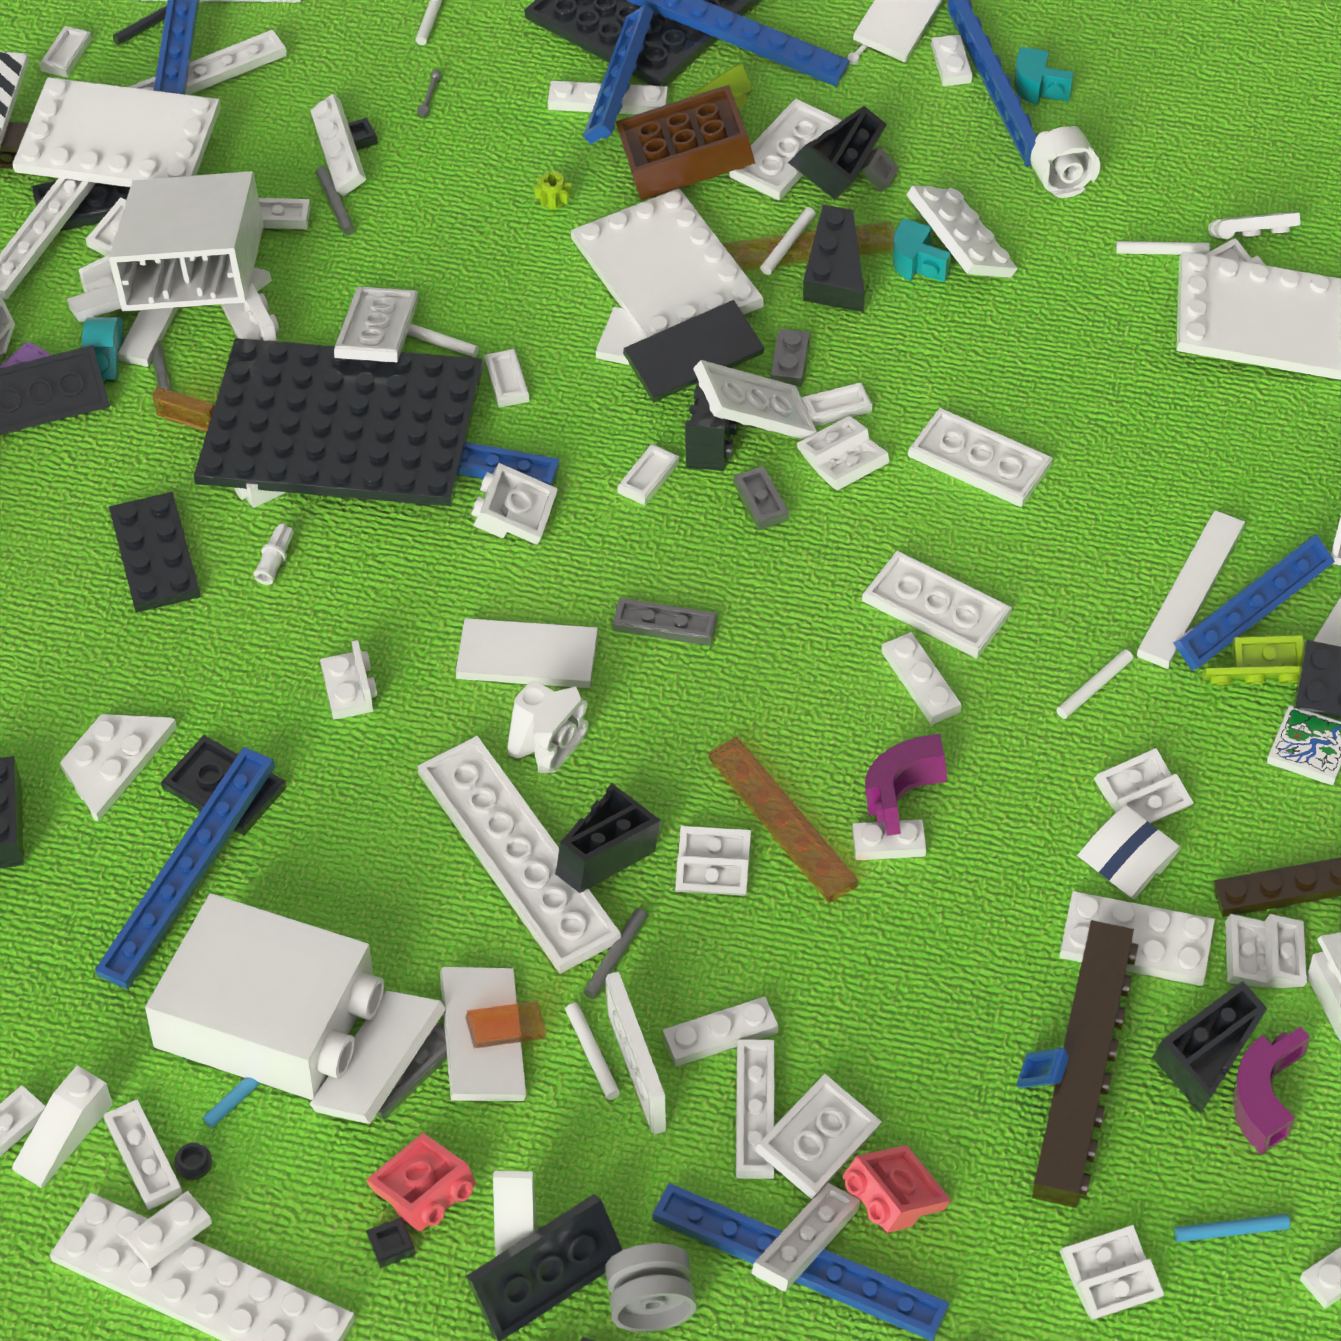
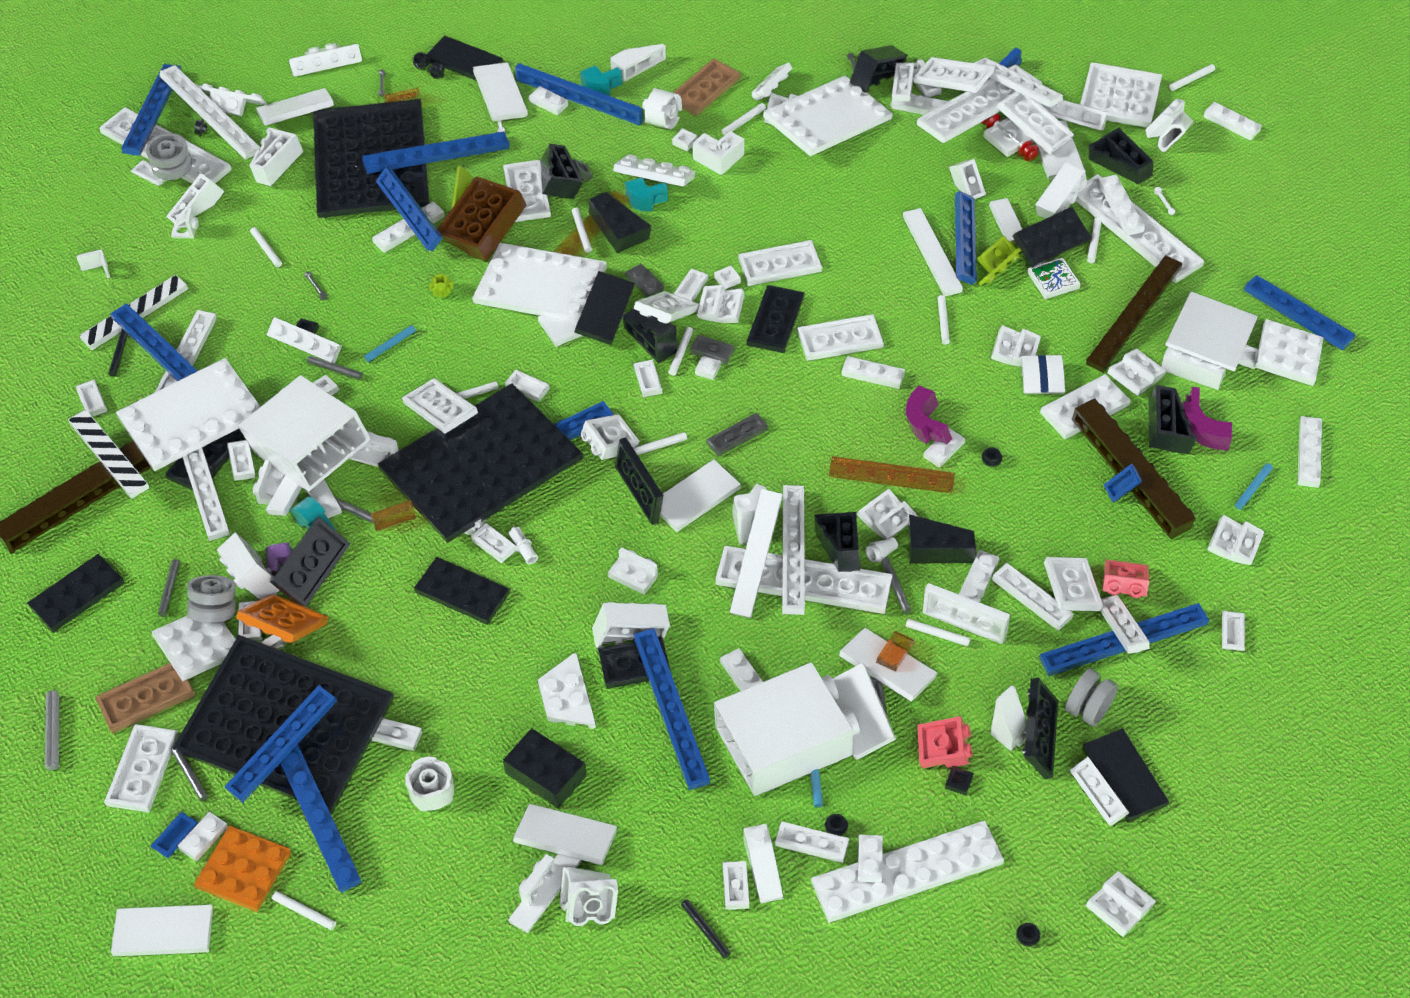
camera: 45 degrees left, 0 degrees up
(246, 525) = (493, 543): none -> white plate
(256, 724) = (620, 621): none -> white wedge
(320, 894) = (740, 670): none -> white plate
(409, 216) = (390, 343): none -> dark azure bar
(471, 580) = (639, 481): none -> black tile
(482, 769) = (756, 553): none -> white tile
(538, 804) = (793, 551): none -> white plate
(560, 559) = (660, 443): none -> white bar
(651, 894) = (880, 549): none -> white cone
(722, 943) = (939, 542): none -> black wedge
(726, 472) = (680, 351): none -> white bar
(732, 516) = (708, 367): none -> white plate
(887, 520) = (775, 319): none -> black tile
(889, 425) = (727, 277): none -> white plate
(930, 900) = (992, 457): none -> black plate
(1052, 221) = (684, 139): none -> white plate
(1073, 269) = (718, 154): none -> white panel
(1115, 82) = (637, 60): none -> white slope
(1165, 174) = (706, 86): none -> medium nougat tile

